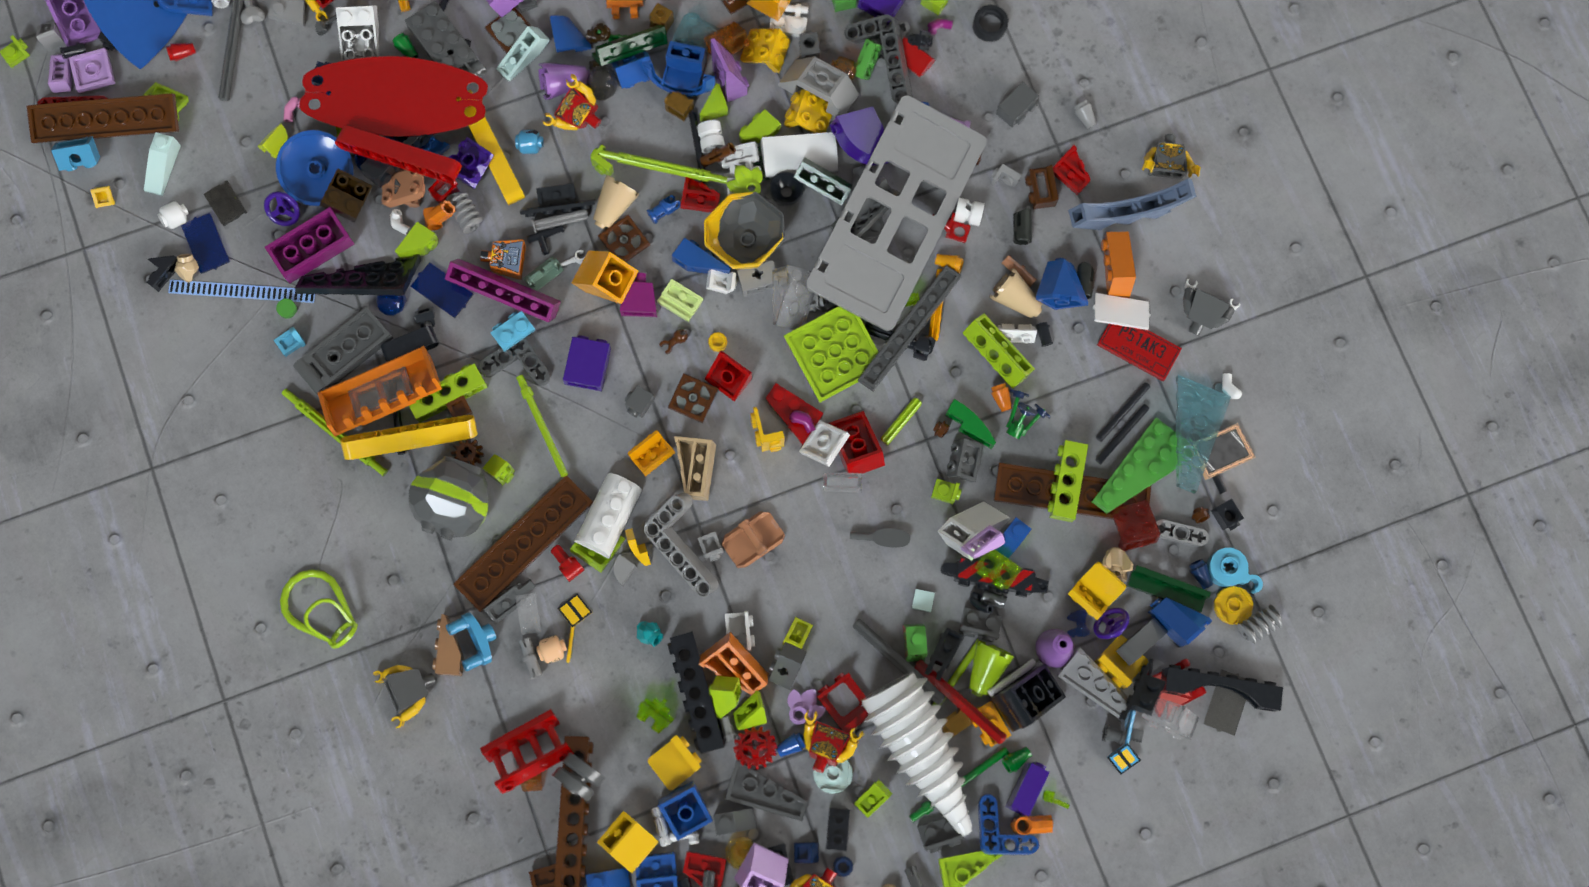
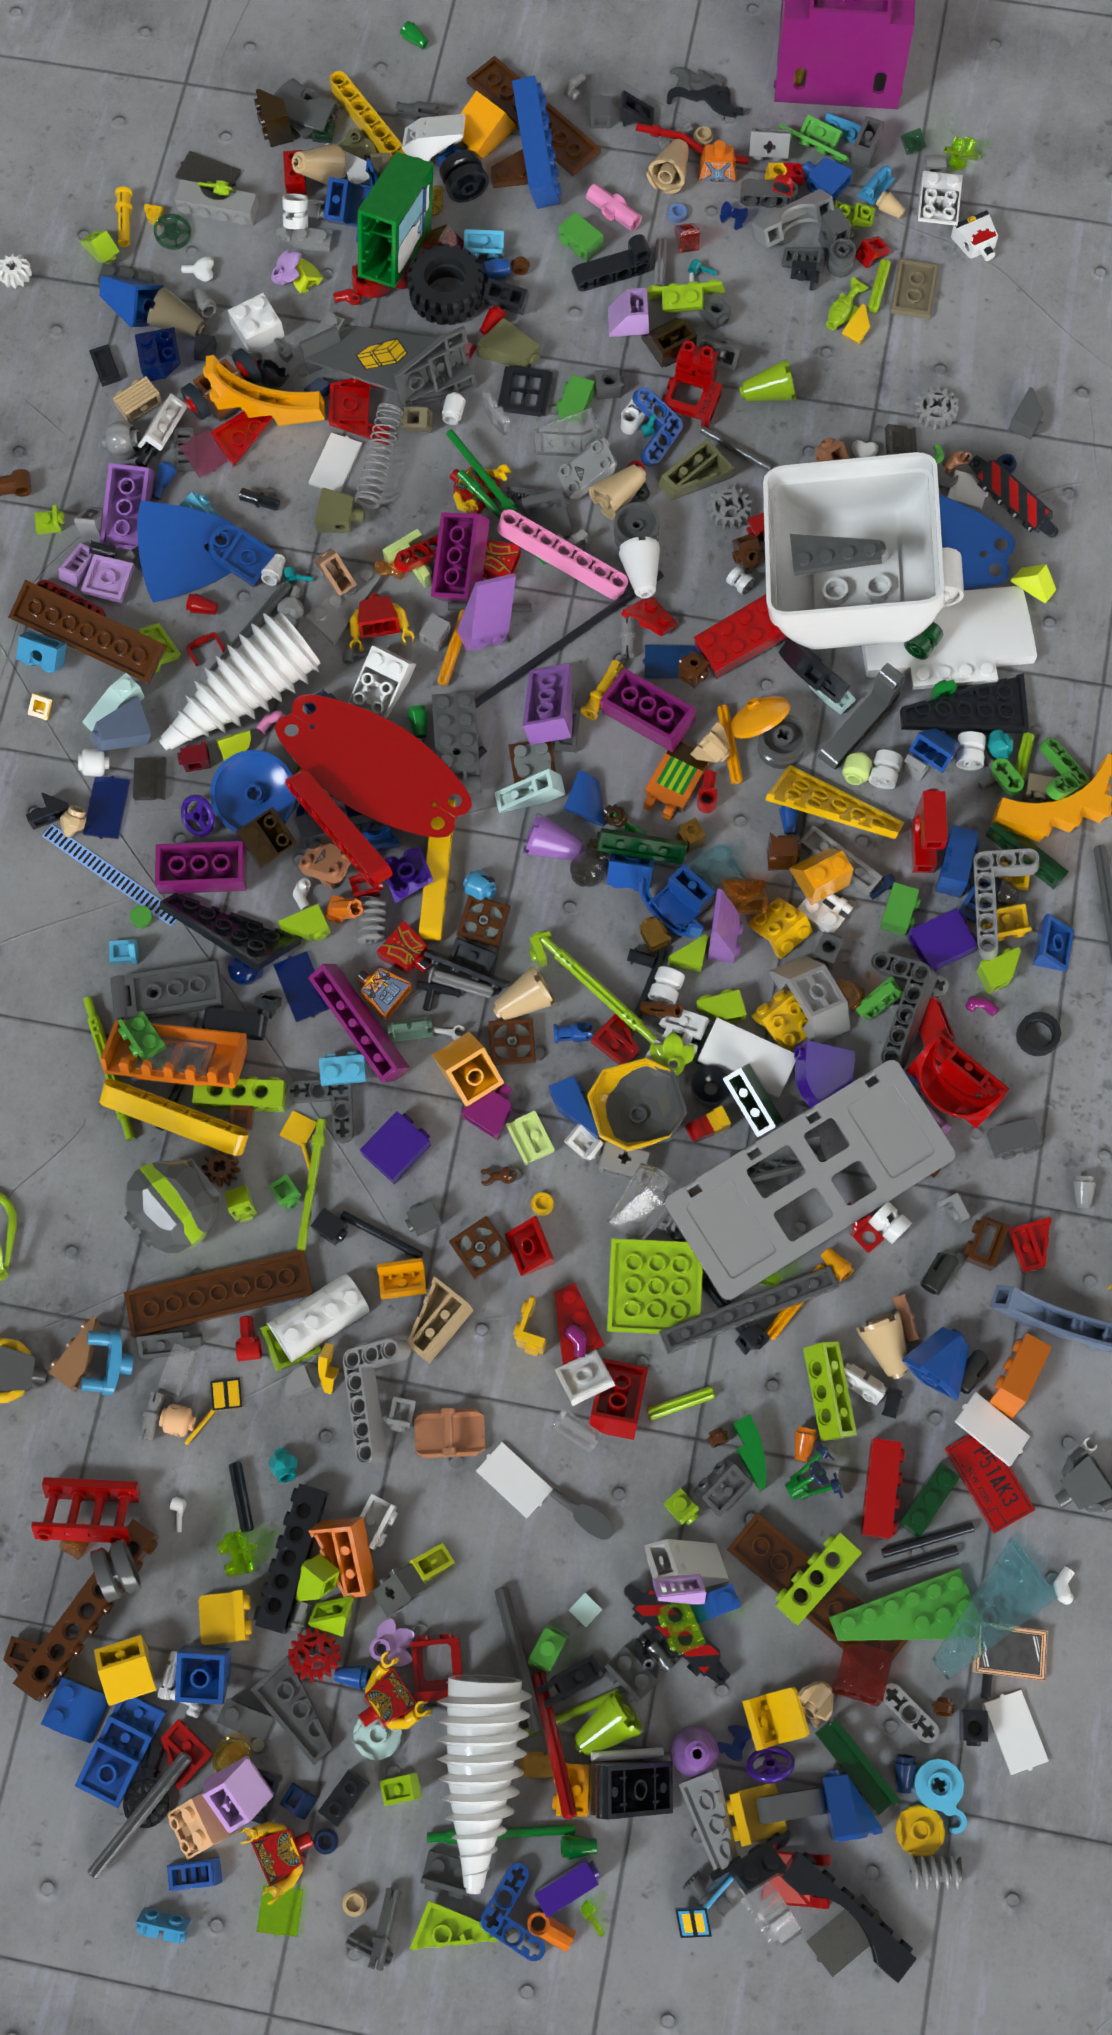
camera: 40 degrees right, 5 degrees down
(180, 175) = (122, 728): none -> sand blue slope
(197, 79) = (201, 641): none -> red piece
(250, 167) = (194, 757): none -> dark red brick
(254, 86) = (244, 681): none -> white cone
(347, 392) = (142, 1035): none -> bright green bracket
(503, 219) = (404, 950): none -> torso
(507, 394) = (299, 1130): none -> yellow piece
(527, 443) = (285, 1192): none -> bright green bracket
(548, 166) = (483, 921): none -> reddish brown piece
(575, 448) = (330, 1227): none -> black brick
(576, 109) = (546, 879): torso -> none
(591, 707) = (179, 1505): none -> white hand
(615, 432) = (380, 1234): none -> black bar
(632, 674) = (241, 1497): none -> black axle
(680, 127) = (641, 958): none -> black pin
(801, 217) = (708, 1125): none -> leg
(818, 544) = (514, 1480): none -> white piece
(923, 40) = (950, 1012): black hinge -> none
(955, 87) = (956, 1081): none -> red piece
(1072, 395) = (881, 1489): none -> red brick
(1108, 384) = (928, 1500): none -> dark green brick
(1256, 502) = (1016, 1732): none -> white piece

